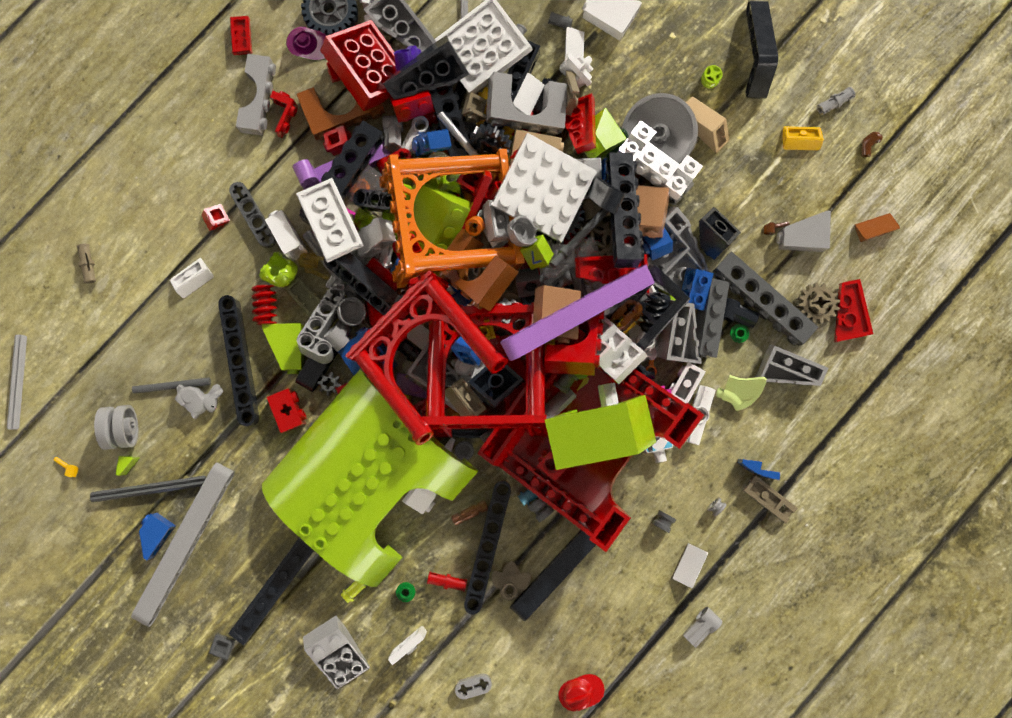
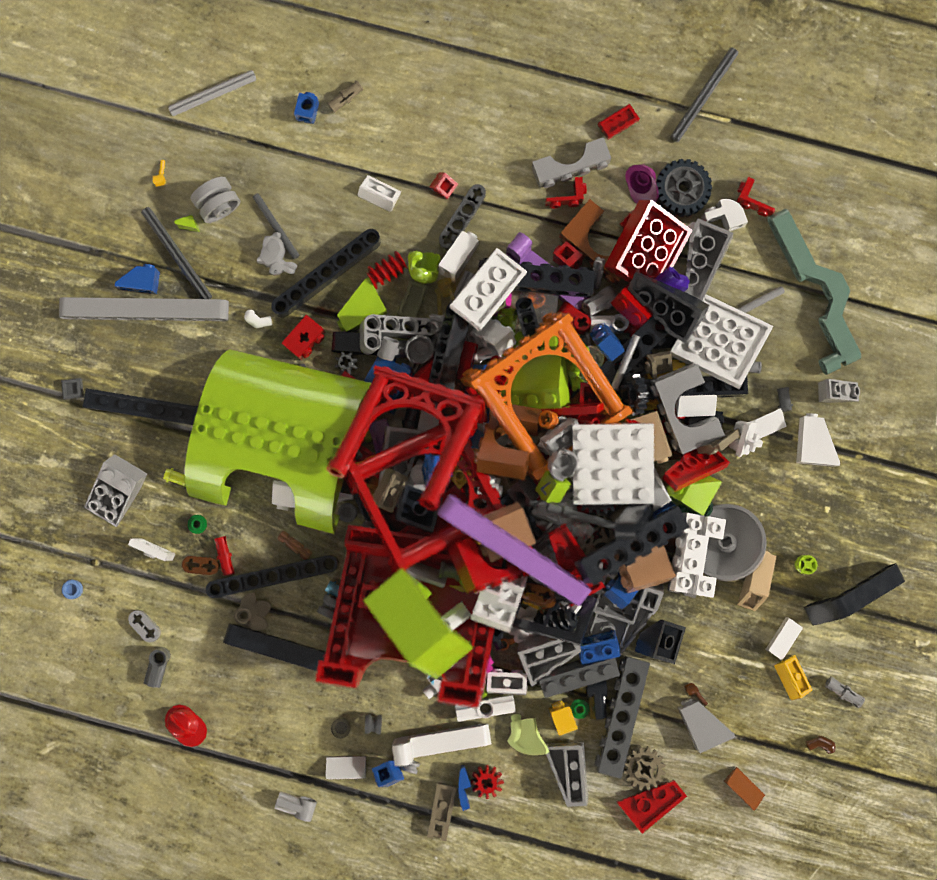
camera: 65 degrees right, 0 degrees up
(84, 306) = (309, 115): none -> blue brick
(248, 447) = (255, 321): none -> white arm
(360, 116) = (598, 268): none -> light grey axle
(448, 609) = (200, 570): none -> reddish brown beam
(517, 693) = (156, 669): none -> dark grey piece
(652, 552) = (340, 728): none -> clear smoke tile
(708, 470) = (437, 742): none -> white beam
(714, 530) = (387, 774): none -> blue brick
(741, 350) = (562, 717): none -> yellow brick
(761, 454) = (489, 788): none -> red gear
(764, 128) = (784, 638): none -> white slope

